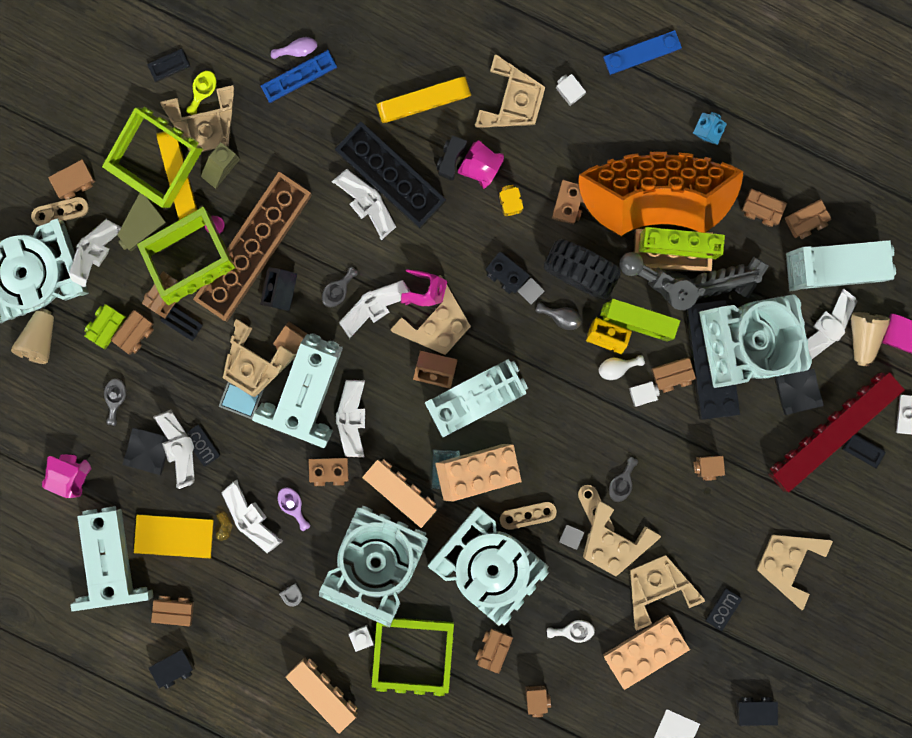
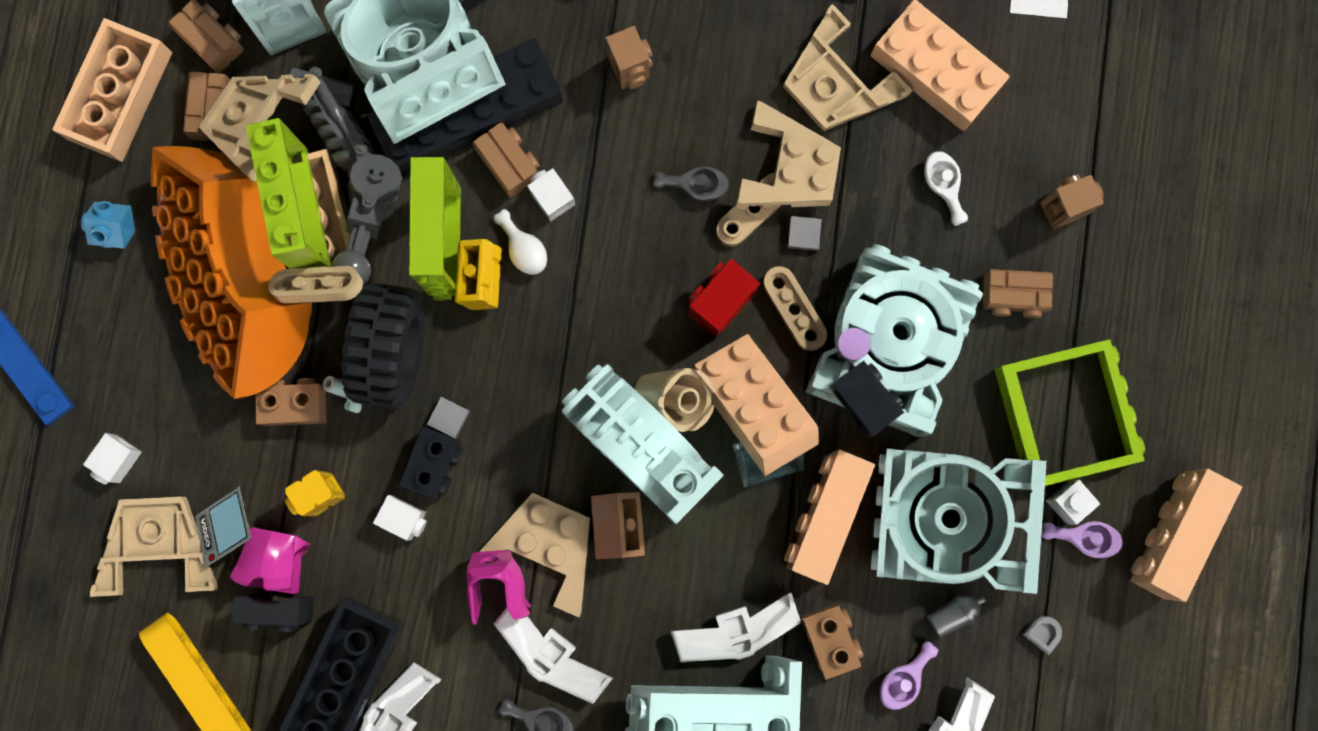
camera: 110 degrees left, 5 degrees down
(319, 548) = (955, 614): none -> flat silver piece
(337, 642) = (1091, 538): none -> lavender piece
(459, 534) = (867, 398): none -> black brick
(480, 246) = (401, 518): none -> white brick
(493, 538) = (853, 344): none -> lavender tile
(497, 427) = (679, 396): none -> tan cone
(509, 142) = (222, 527): none -> sticker
(547, 474) = (723, 298): none -> red brick
(564, 317) = (472, 353): flat silver piece -> none
(567, 235) = (335, 386): none -> light aqua arm
(632, 238) = (335, 284): none -> tan plate
(749, 229) = (249, 102): none -> tan wing
(791, 154) = (112, 90): none -> light nougat brick

